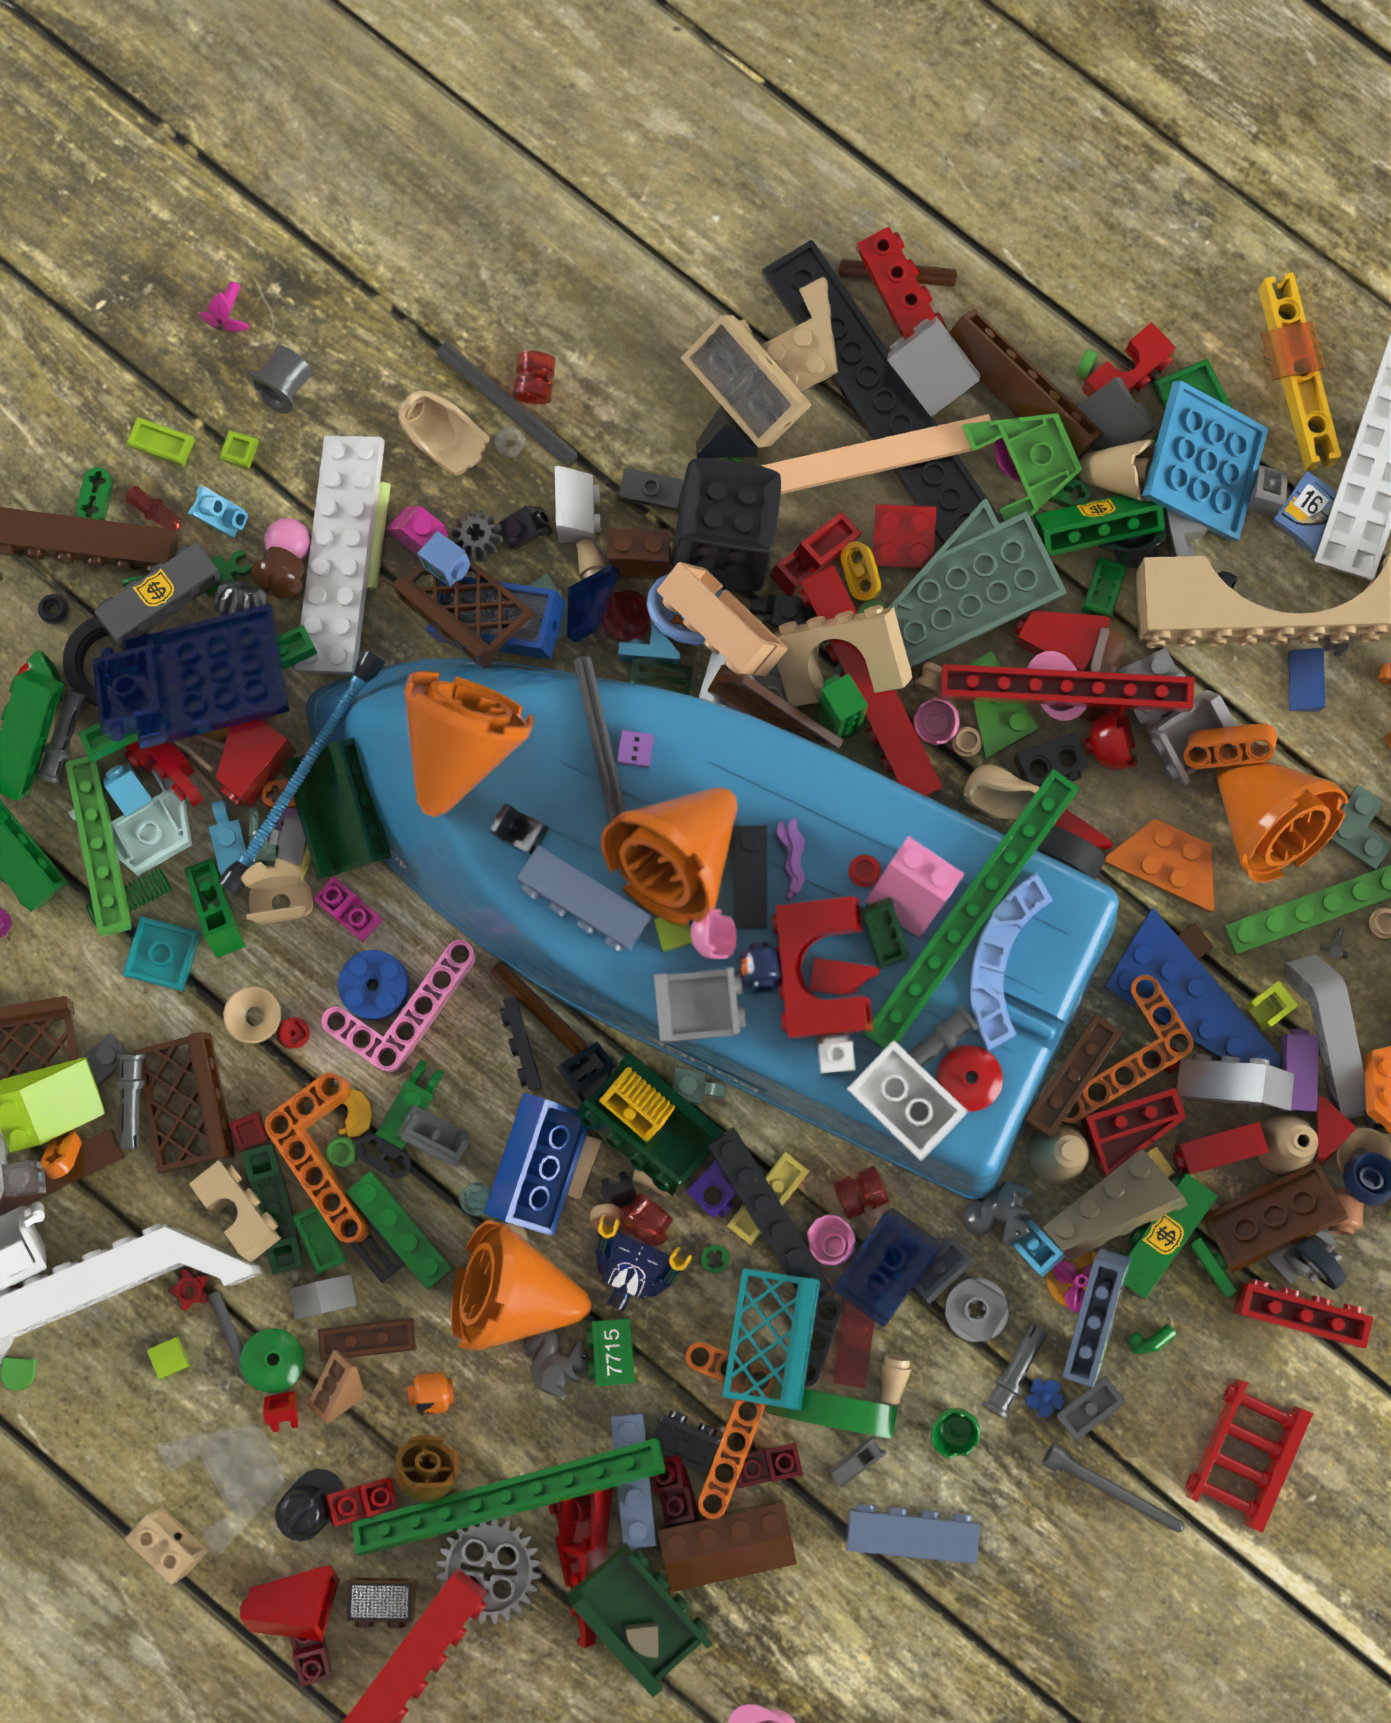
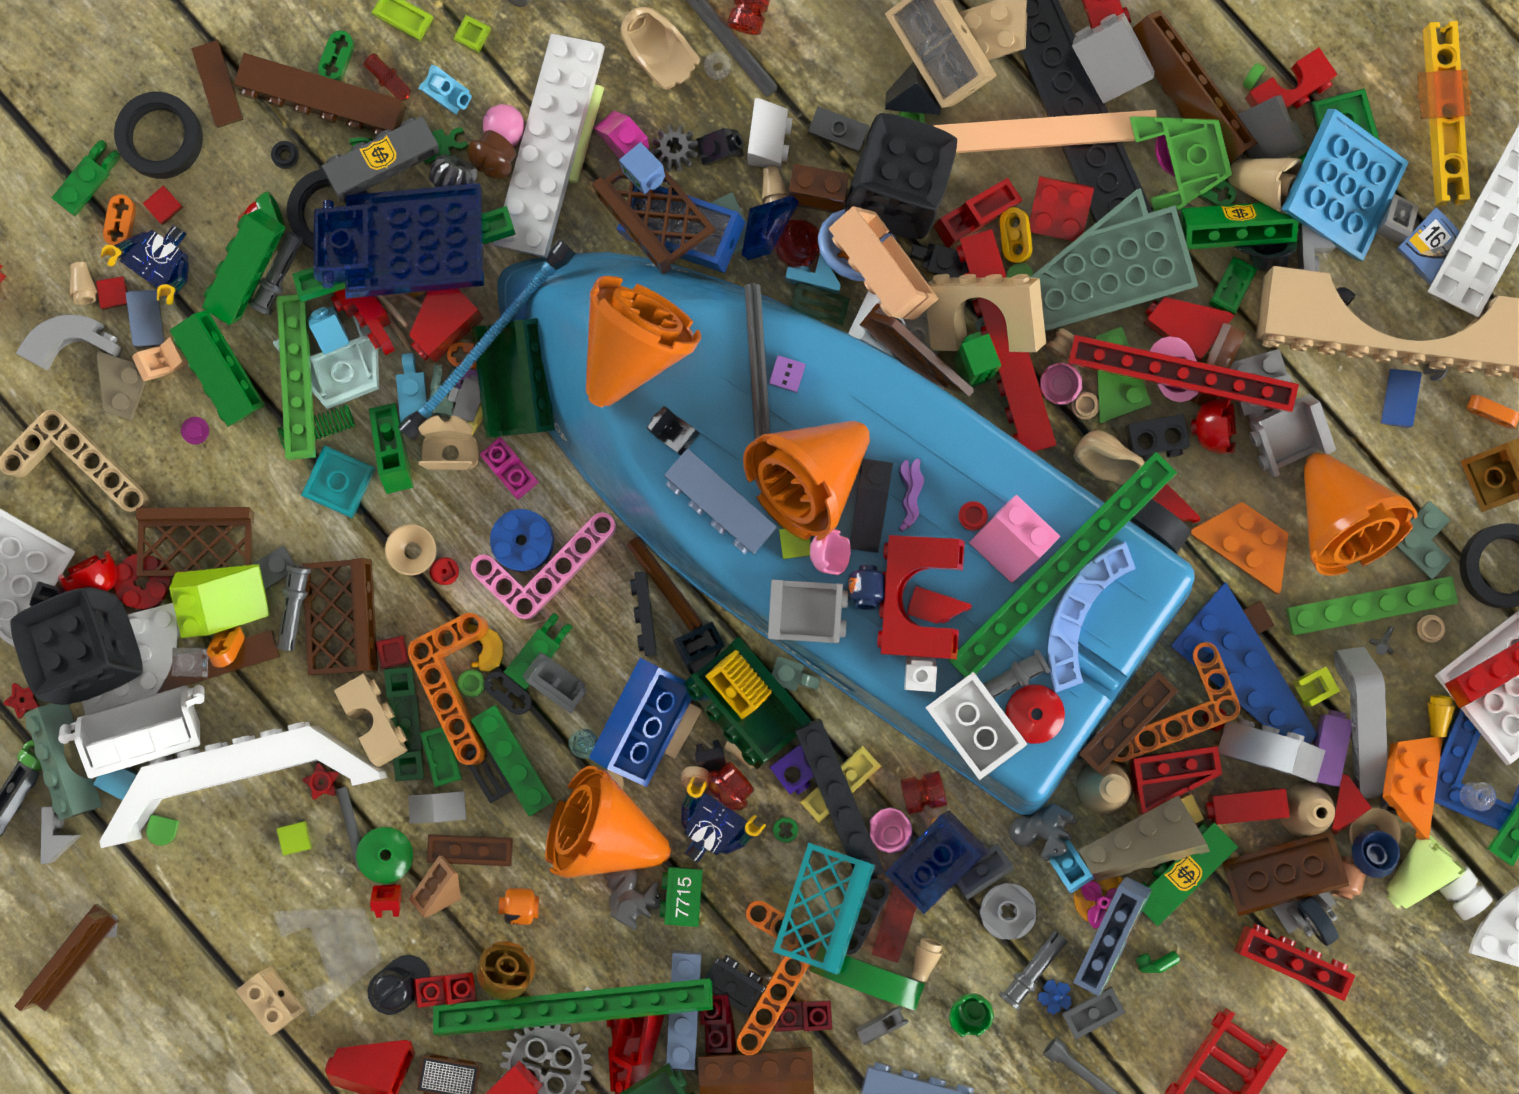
camera: 10 degrees right, 5 degrees up
(884, 932) = (981, 574): dark green plate -> none
(1214, 1264) = (1224, 906): green plate -> none
(1219, 755) = (1332, 443): orange beam -> none

